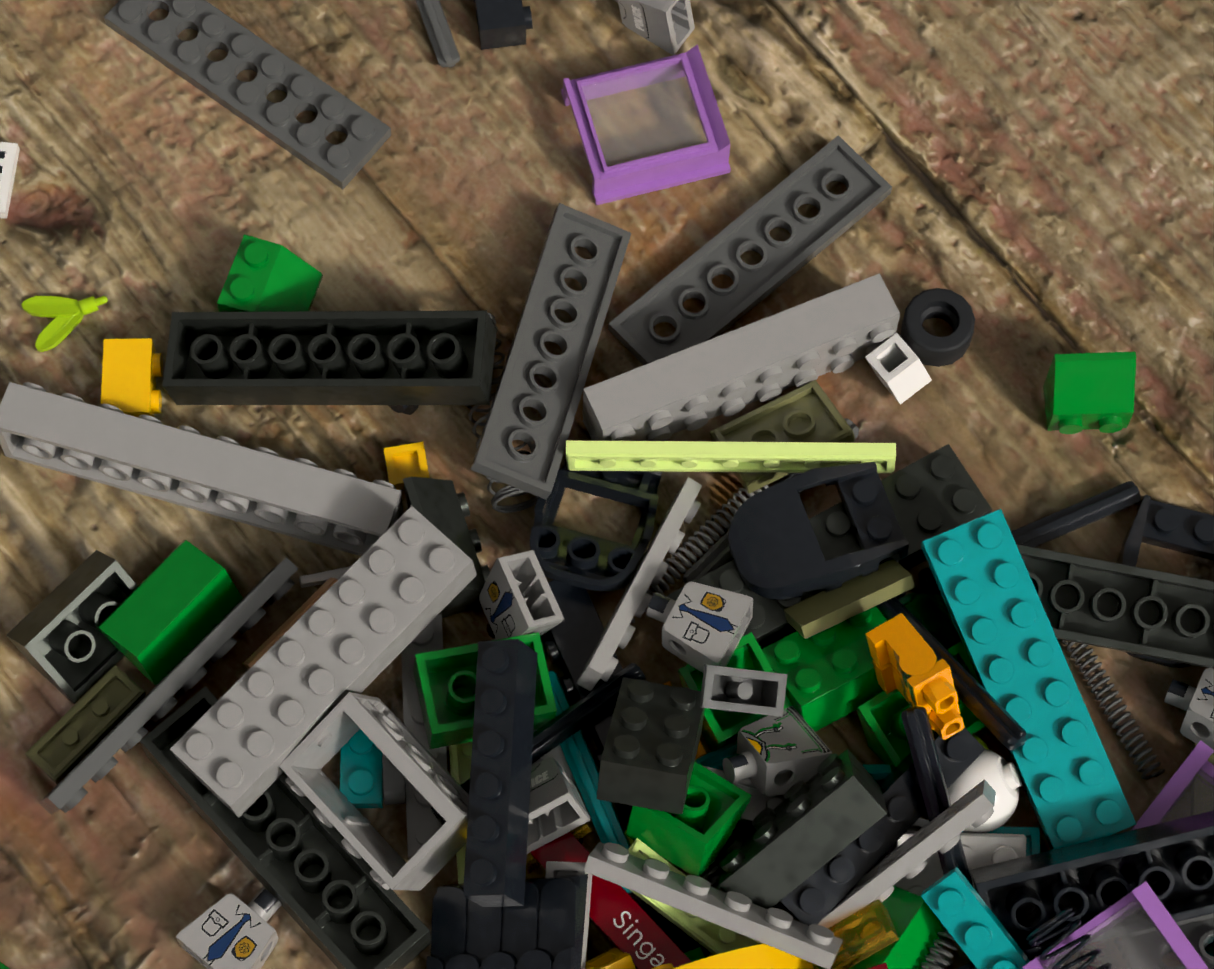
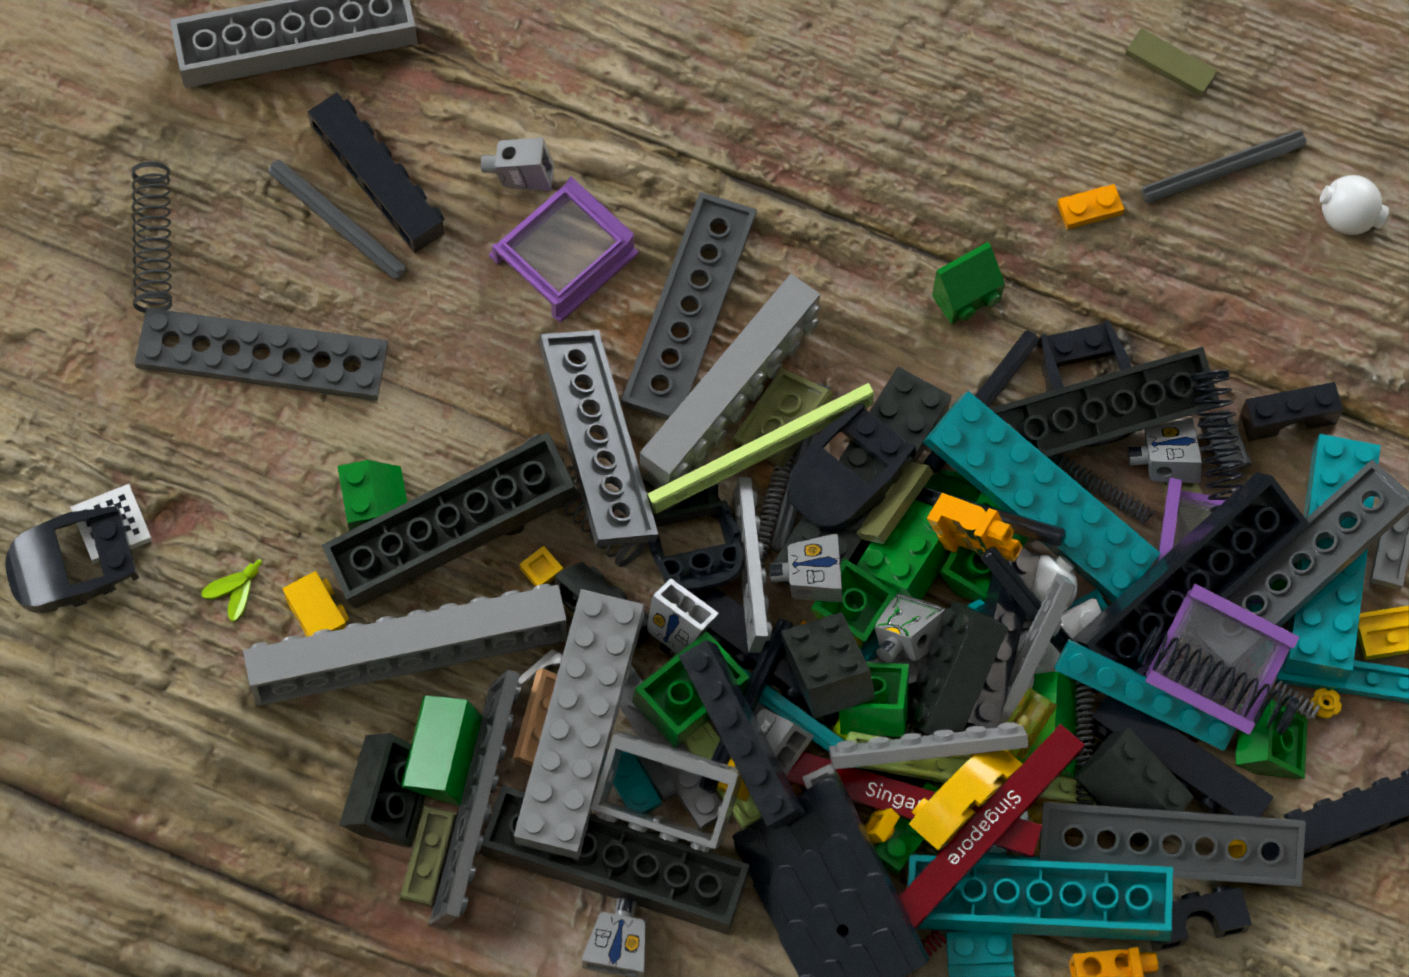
camera: 30 degrees left, 0 degrees up
(743, 690) = (868, 597): dark grey slope -> none
(898, 368) = (834, 332): white brick -> none
(943, 305) = (842, 273): black tyre -> none

